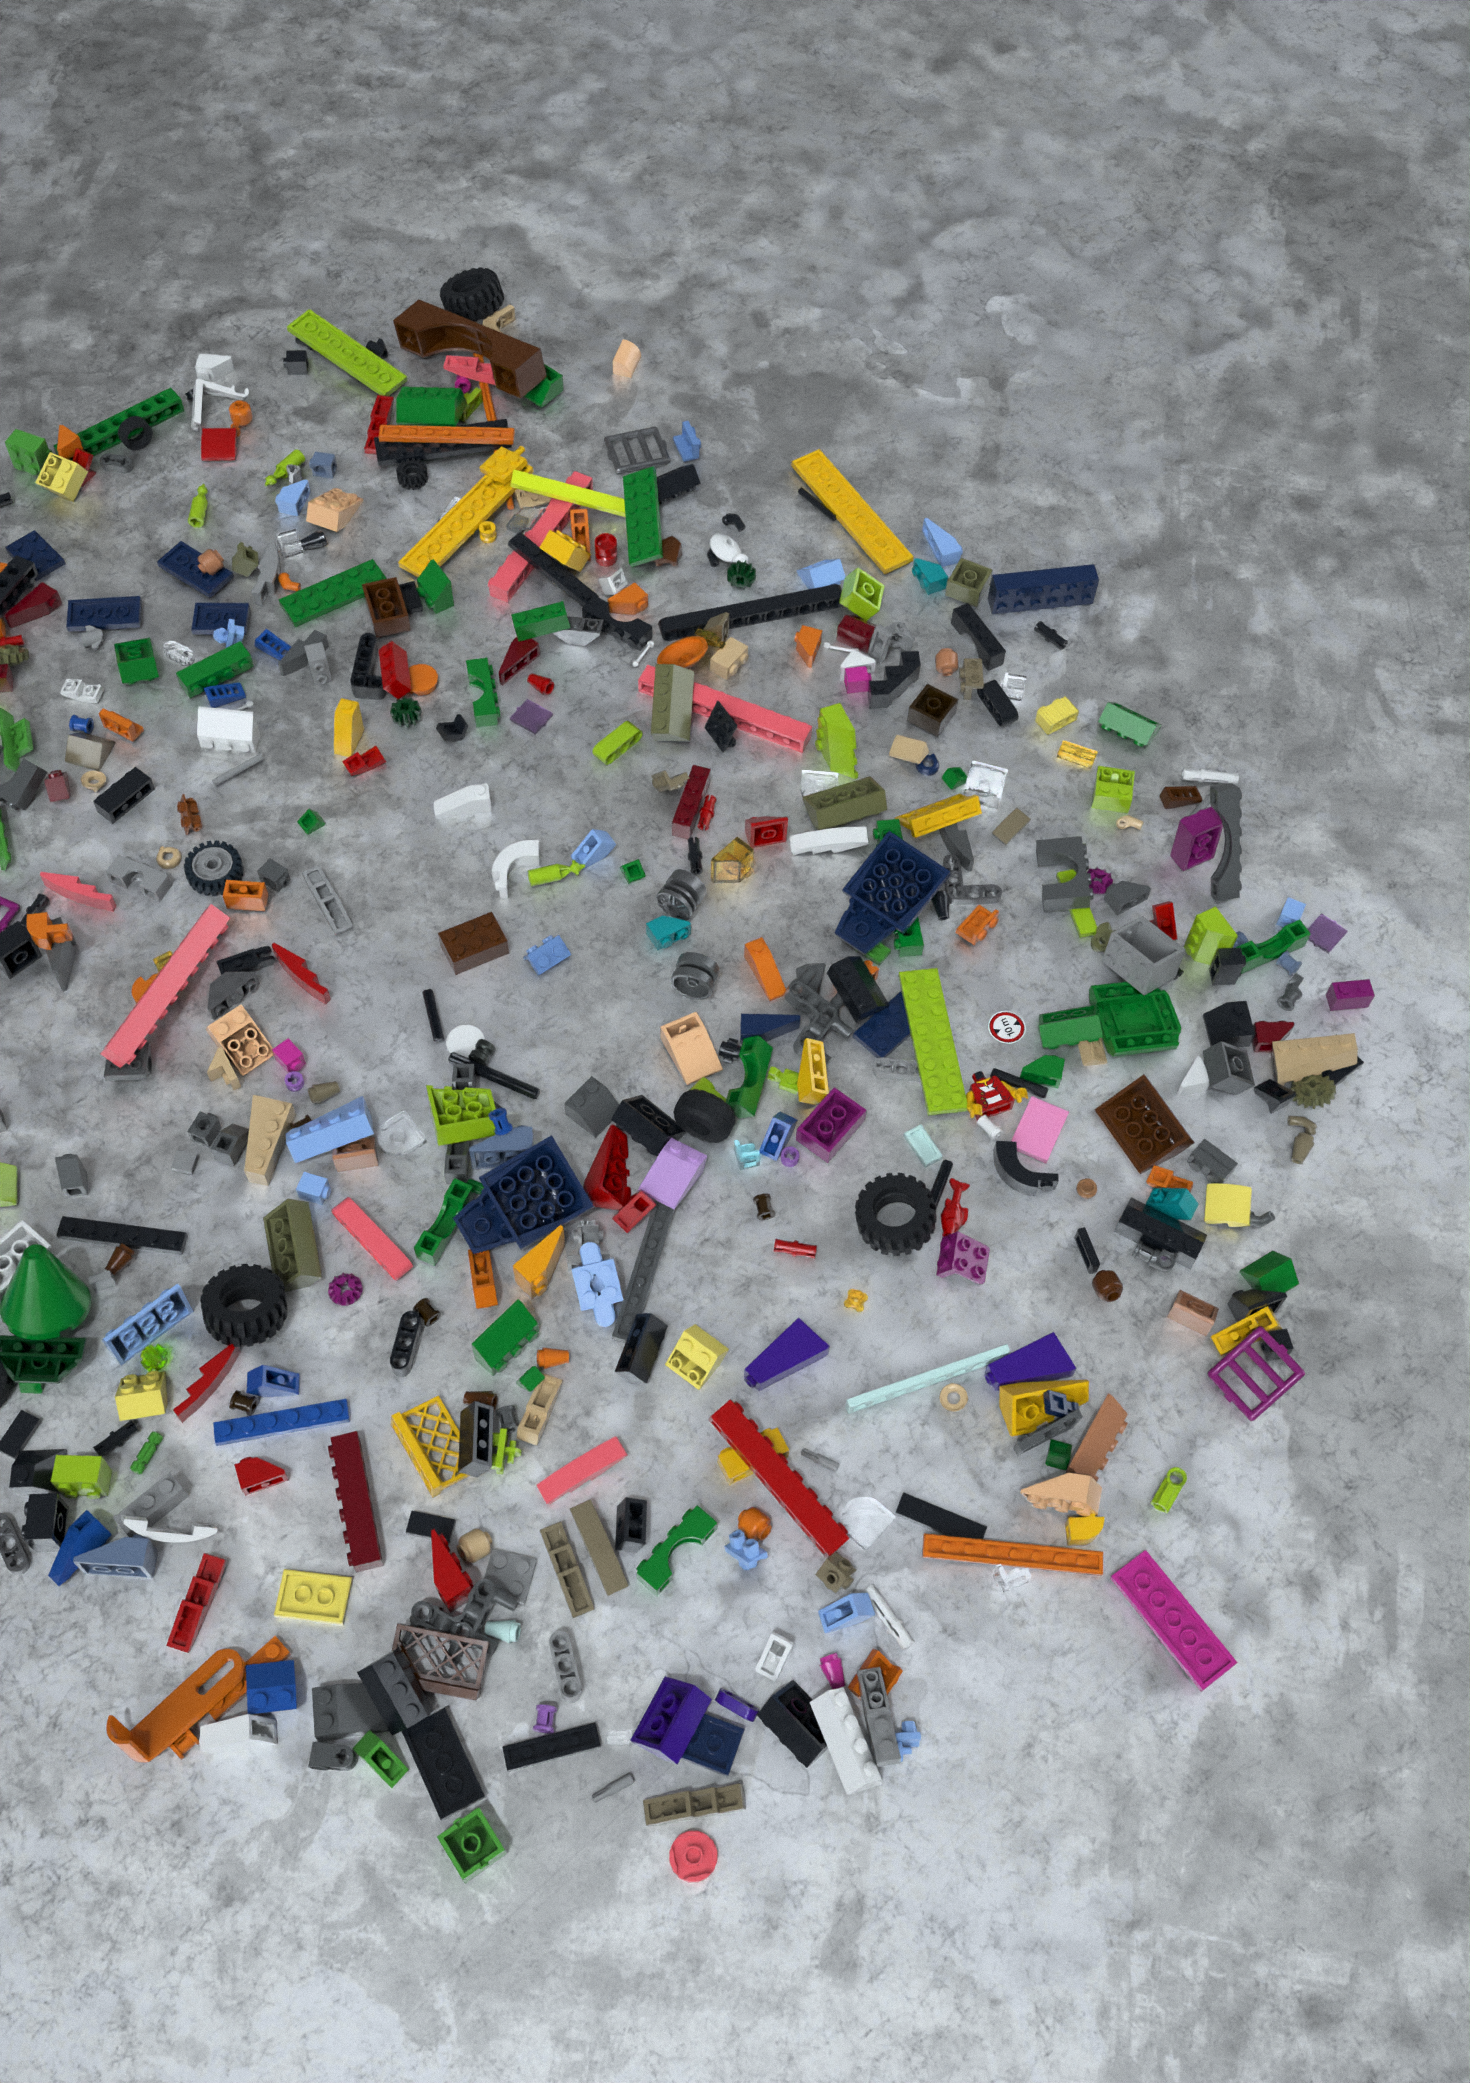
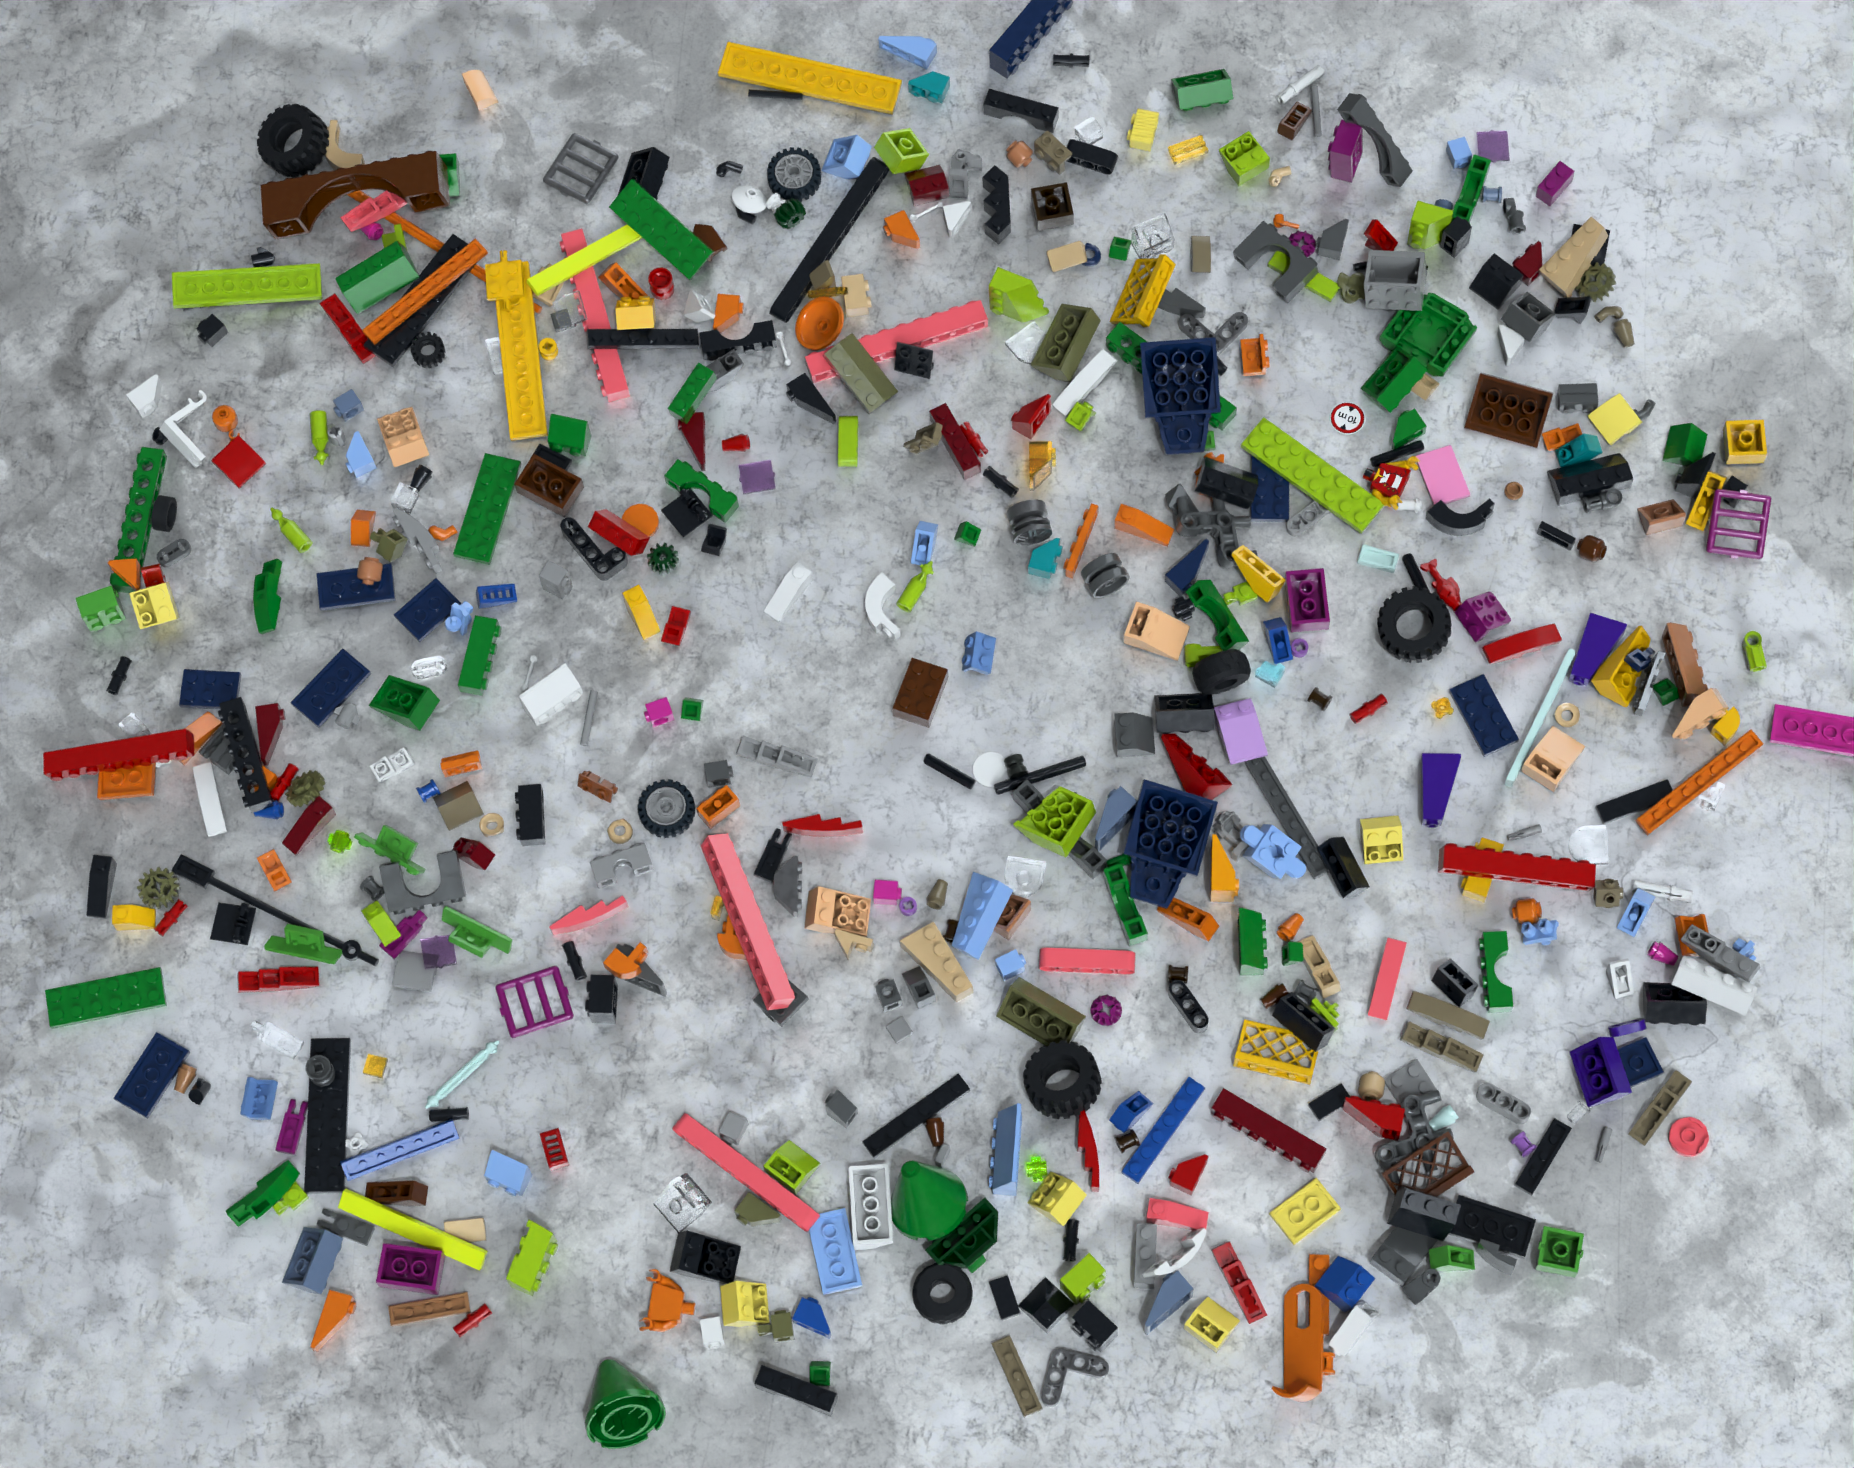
camera: 35 degrees left, 10 degrees up
(80, 1538) = (1128, 1319): blue slope -> none
(131, 529) = (265, 598): none -> green slope
(135, 1614) = (1211, 1324): none -> light yellow slope
(146, 1453) = (1100, 1229): bright green axle -> none
(212, 1498) = (1175, 1215): none -> coral slope
(215, 696) = (495, 679): blue slope -> none
(244, 534) = (362, 527): none -> orange slope
(285, 803) = (658, 712): none -> dark pink brick
(296, 656) = (528, 579): dark grey slope -> none
(412, 1790) = (1490, 1254): none -> dark grey slope
(457, 698) = (686, 512): none -> black hinge
(500, 1121) = (1100, 799): blue bush -> none
(623, 690) = (806, 396): none -> black slope
(634, 1210) = (1241, 782): red slope -> none
(687, 443) = (618, 127): medium blue bracket -> none
(710, 940) = (1083, 534): none -> orange plate
(773, 556) = (794, 162): none -> wheel
(802, 858) = (1080, 415): none -> lime bracket
(856, 679) = (968, 229): dark pink brick -> none
(883, 1337) = (1483, 715): none -> dark blue plate
(904, 1419) = (1552, 758): none -> light nougat slope
(968, 582) = (968, 67): olive brick -> none
(972, 1307) = (1522, 643): none -> red slope
(1096, 854) = (1279, 222): none -> orange hand
(1325, 1313) = (1744, 442): none -> yellow brick

